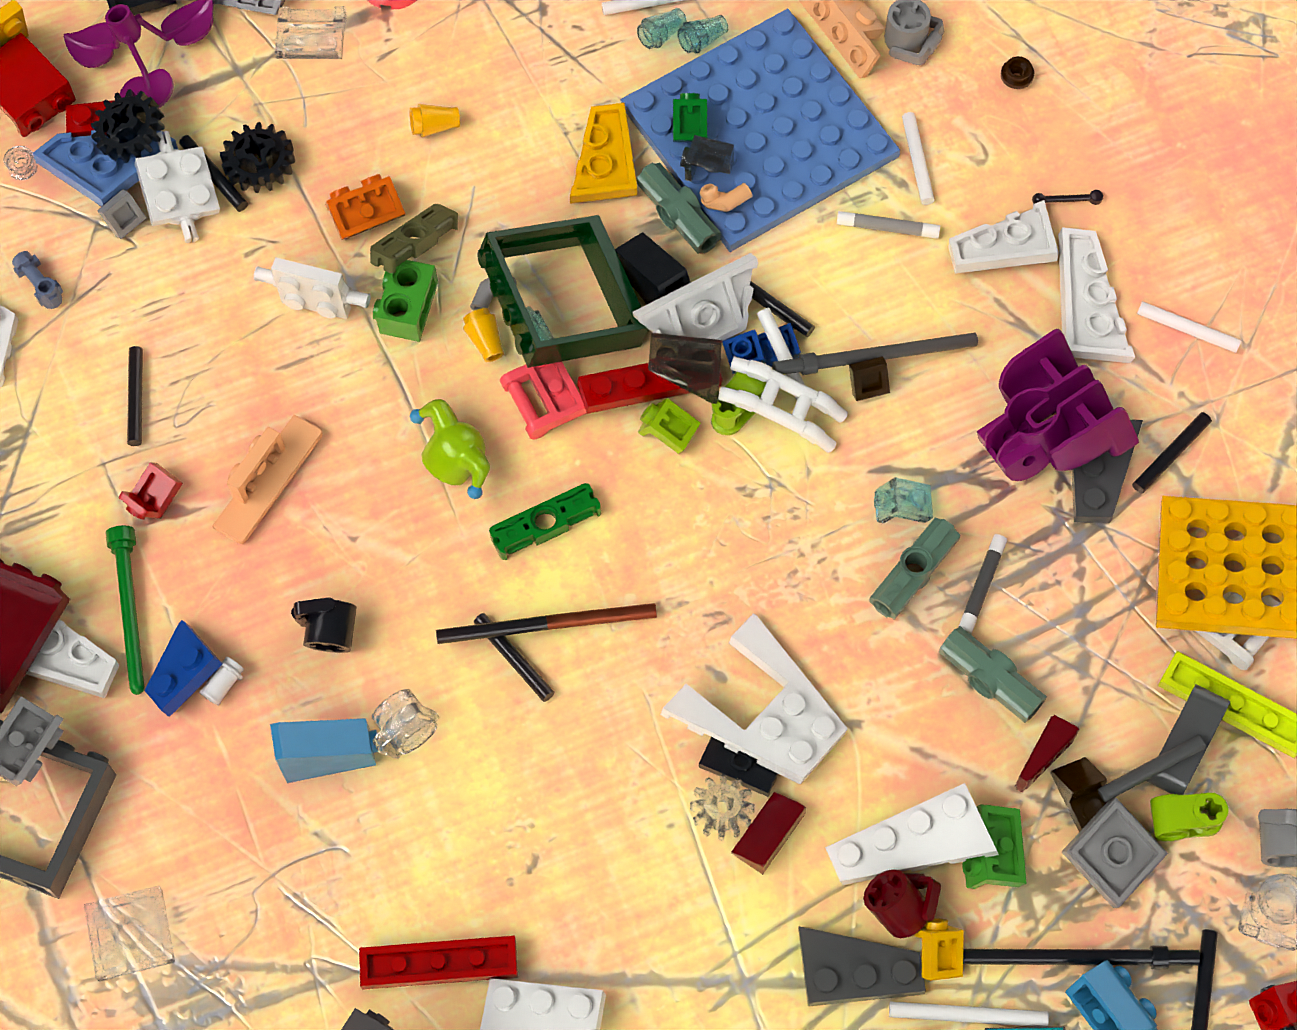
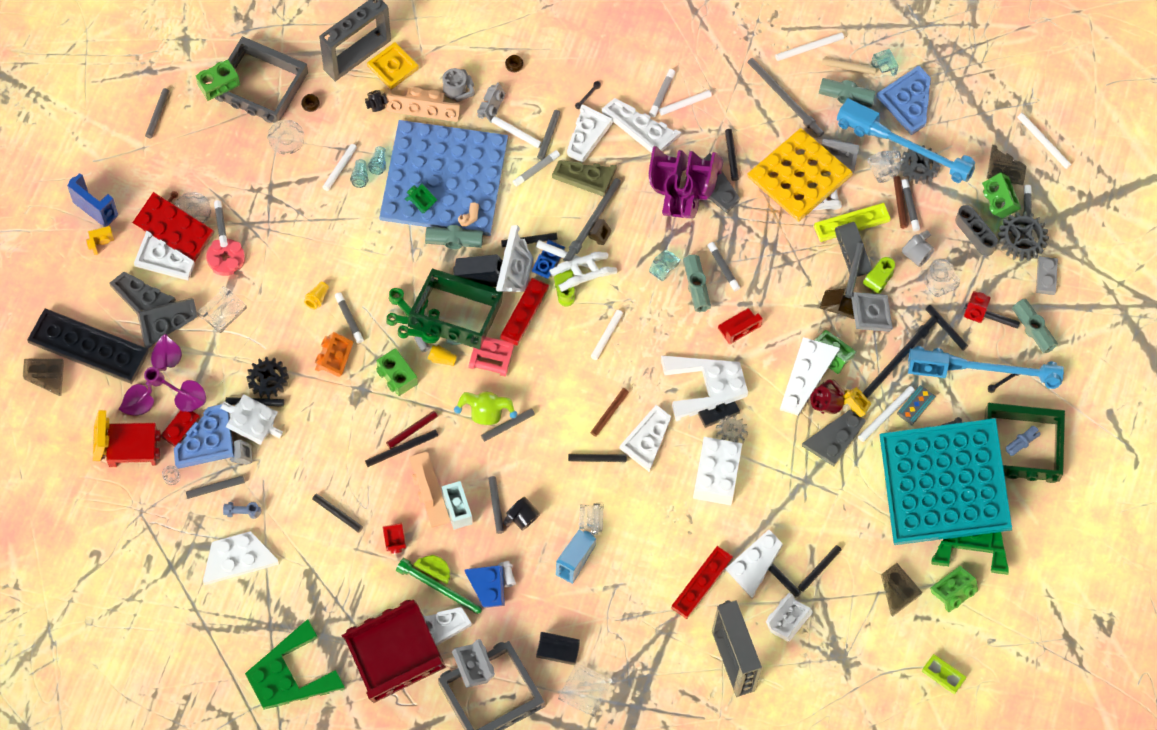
camera: 55 degrees left, 0 degrees up
(48, 225) = (215, 487): none -> dark grey bar
(124, 127) = (198, 417): black gear -> none
(153, 580) = (435, 567): none -> lime plate
(160, 844) = (558, 648): none -> black panel
(266, 529) = (456, 505): none -> light aqua brick
(301, 396) = (401, 448): none -> black bar
(311, 288) = (359, 403): white plate -> none
(314, 589) = (496, 505): none -> dark grey bar
(341, 387) = (412, 429): none -> dark red bar
(398, 245) = (373, 355): olive piece -> none
(442, 176) = (349, 318): none -> dark grey bar
(457, 499) = (507, 425): none -> dark grey bar
(492, 629) = (580, 455): black bar -> none
(522, 531) = (545, 411): green piece -> none
(526, 205) = (396, 297): none -> green plant
(604, 698) = (646, 438): none -> white wing
(605, 158) = (401, 244): yellow wing -> none
(637, 838) = (717, 471): none -> white brick
(669, 424) = (550, 319): lime bracket -> none
(688, 363) = (535, 289): clear smoke wing -> none
(708, 154) = (445, 205): clear smoke bracket -> none
(719, 516) = (606, 335): none -> white bar
(769, 832) = (756, 423): dark red slope -> none
(908, 683) = (740, 325): none -> red panel
(931, 94) = (494, 96): none -> light grey hinge
(937, 295) = (586, 177): none -> olive wing
(955, 199) = (548, 135): none -> dark grey bar
(992, 674) = (764, 293): sand green piece -> none
(1052, 743) = (811, 300): dark red slope -> none
(1171, 285) = (662, 92): none -> light grey bar

